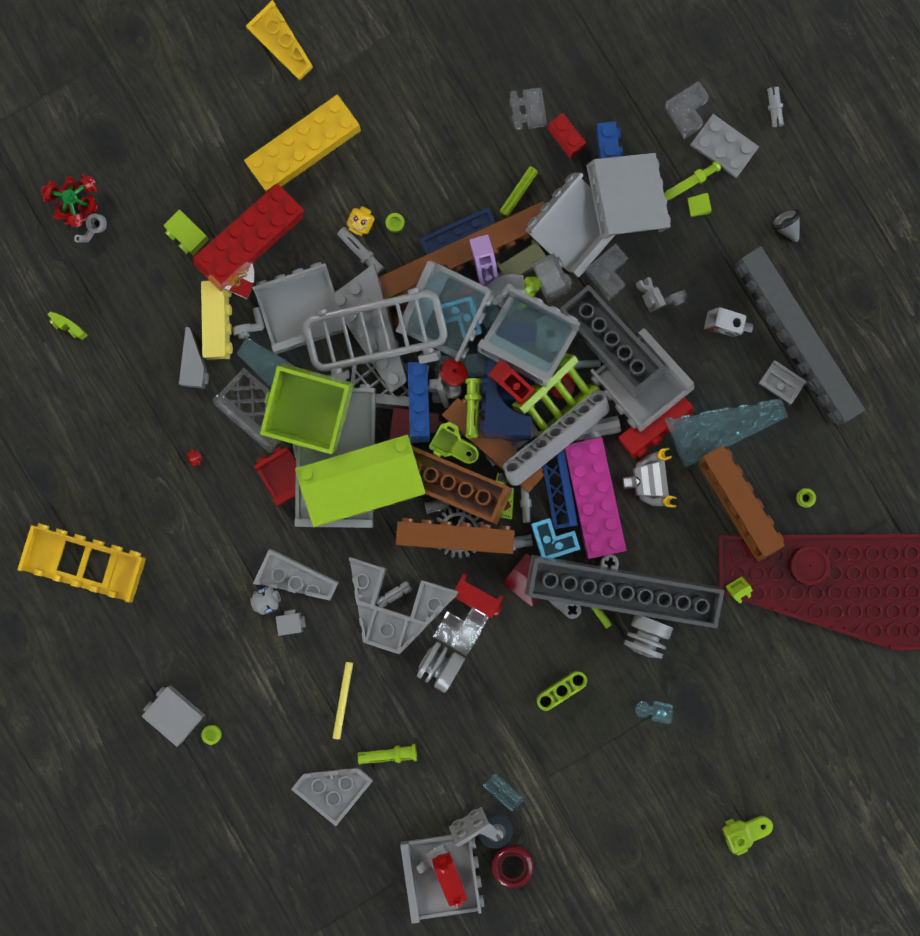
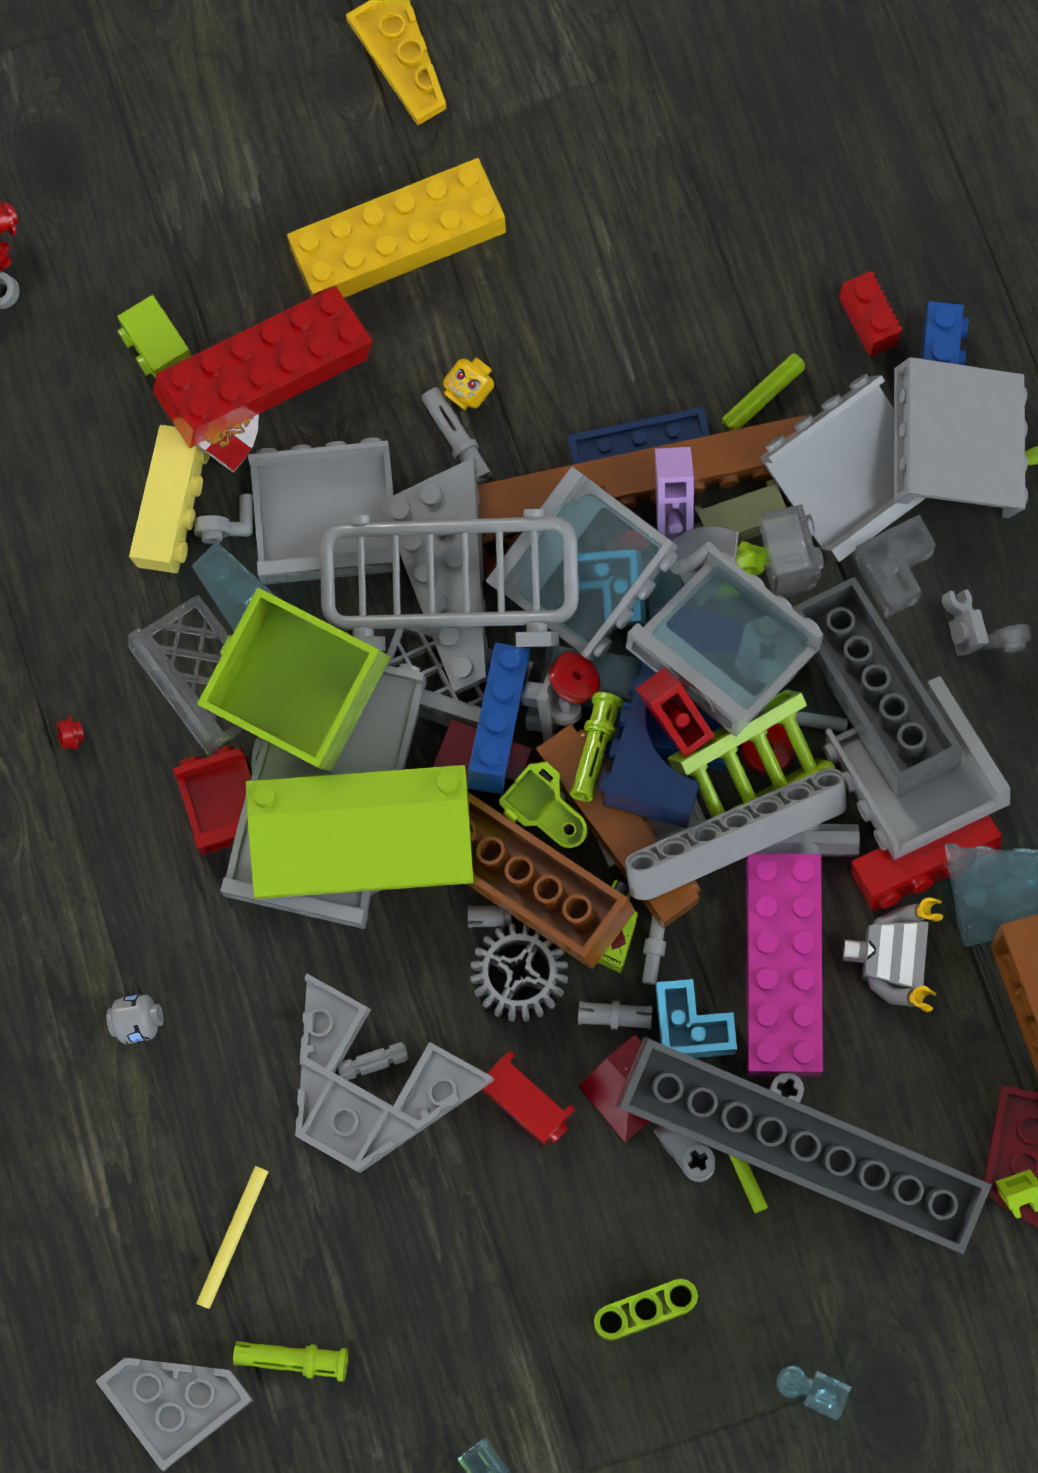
camera: 15 degrees right, 10 degrees down
(193, 369) = (107, 574): light grey slope -> none
(290, 575) = (191, 983): light grey wing -> none
(290, 623) = (169, 1070): light grey brick -> none
(395, 223) = (529, 401): lime tile -> none
(440, 667) = (428, 1211): light grey wheel -> none
(455, 537) = (509, 974): dark orange brick -> none
(460, 633) = (482, 1159): clear brick -> none
(534, 108) = (823, 255): clear plate -> none
(567, 492) = (735, 944): blue fence -> none
(648, 636) = (830, 1241): light grey wheel -> none

